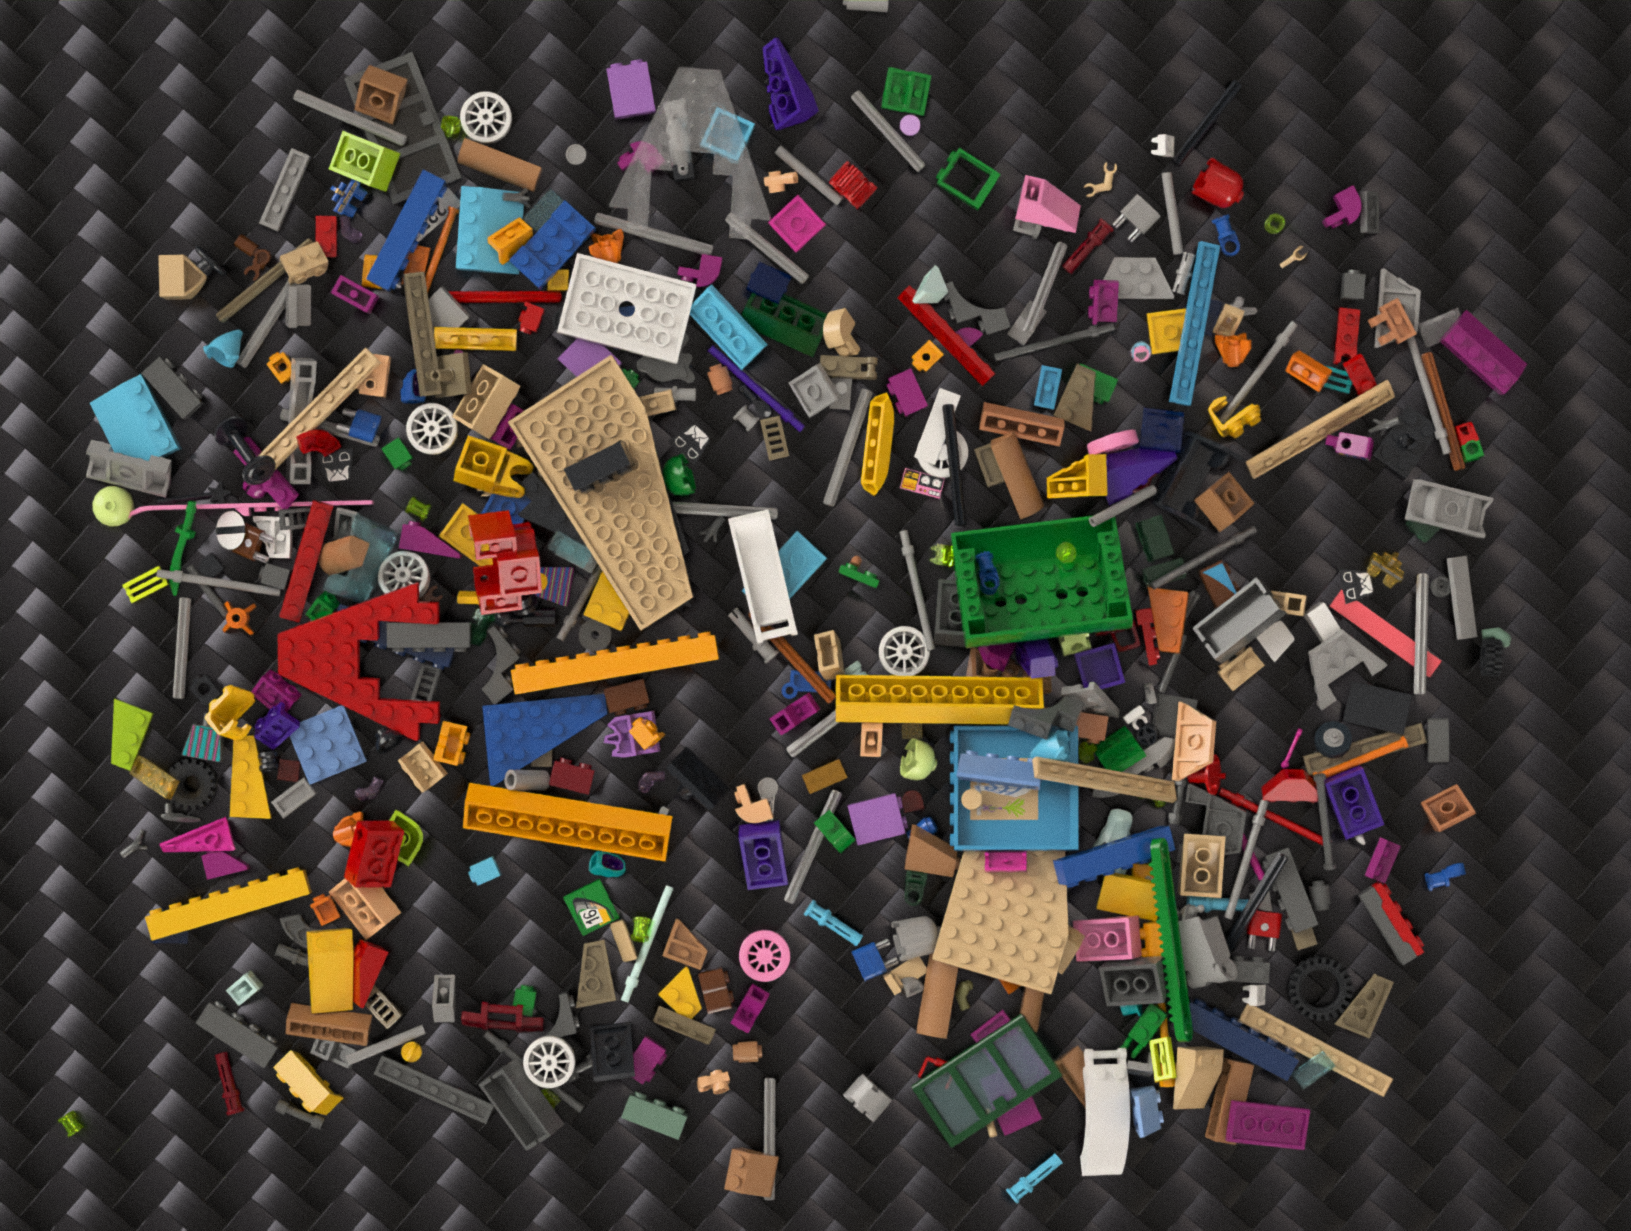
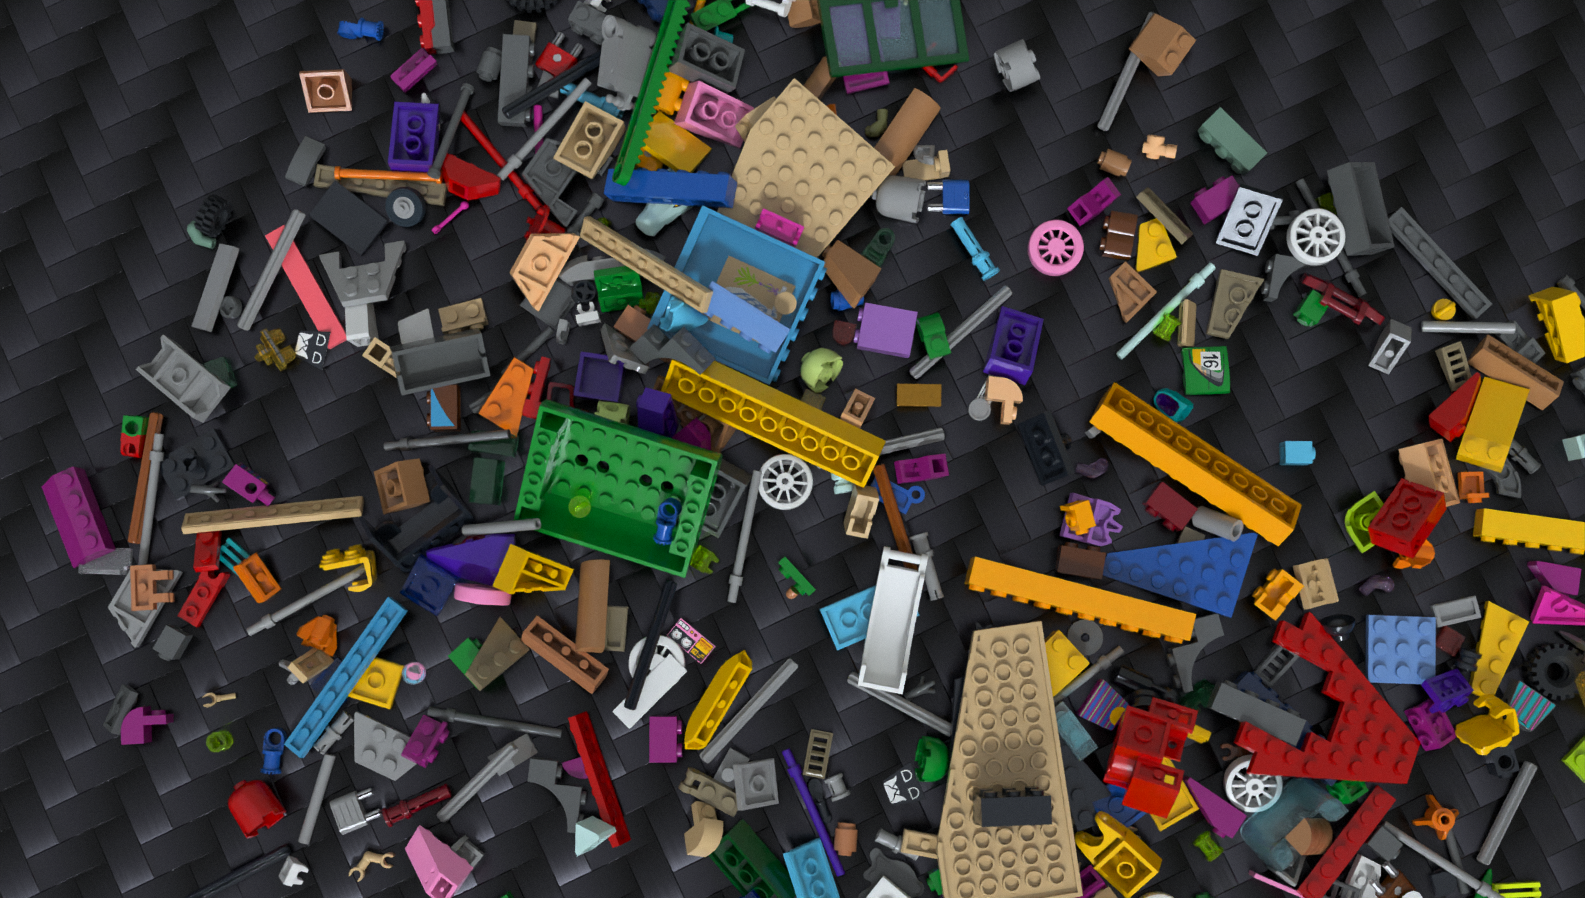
camera: 155 degrees left, 5 degrees down
(932, 350) = (618, 766): light orange brick -> none
(1047, 387) = (522, 680): dark azure plate -> none

